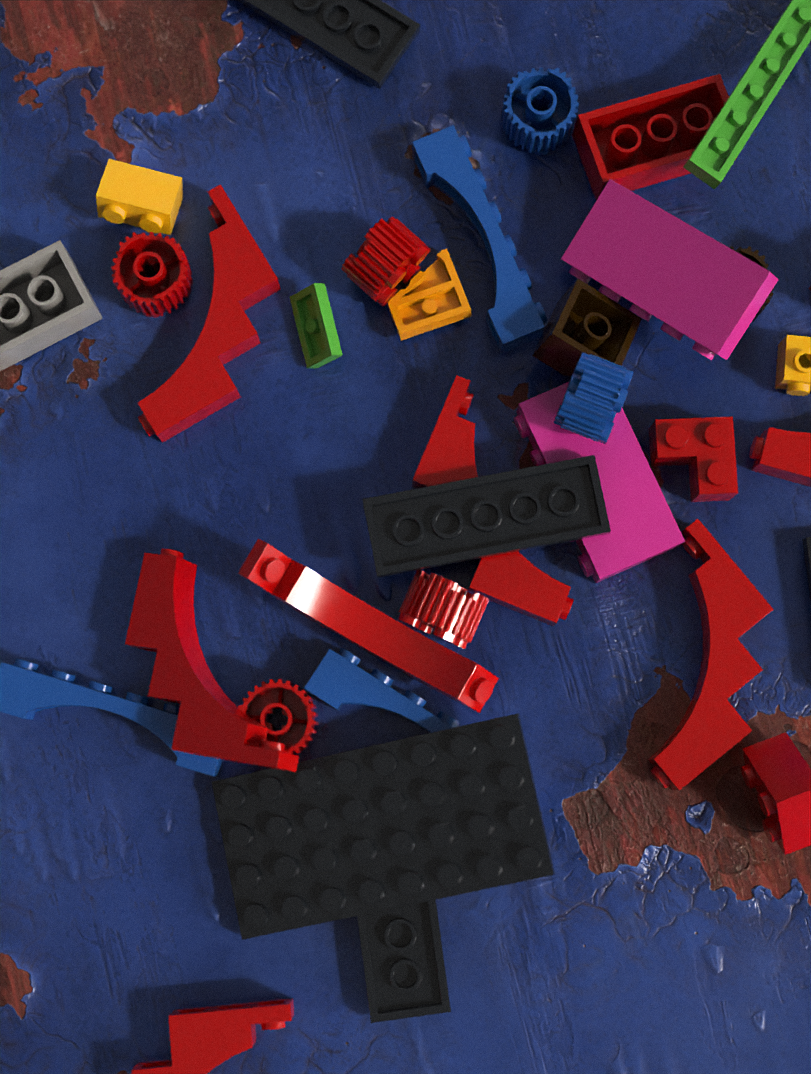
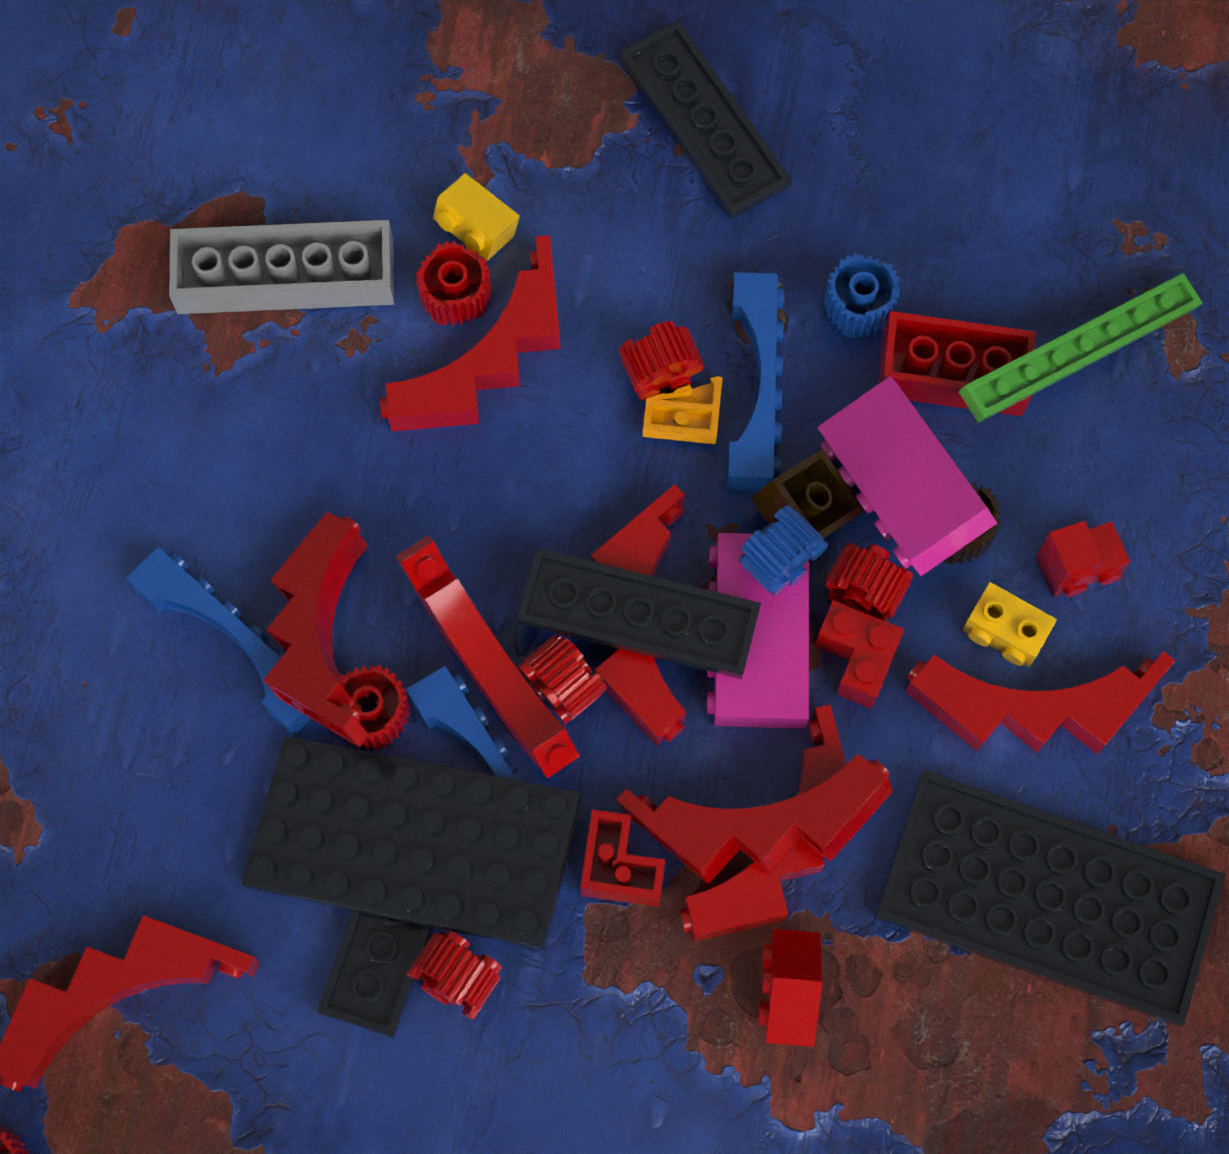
camera: 25 degrees right, 10 degrees down
(316, 325) = (574, 390): bright green plate -> none
(481, 929) = (455, 973): none -> red brick
(574, 767) = (612, 872): none -> red brick
(650, 695) = (712, 836): none -> red arch
(677, 386) = (868, 581): none -> red brick

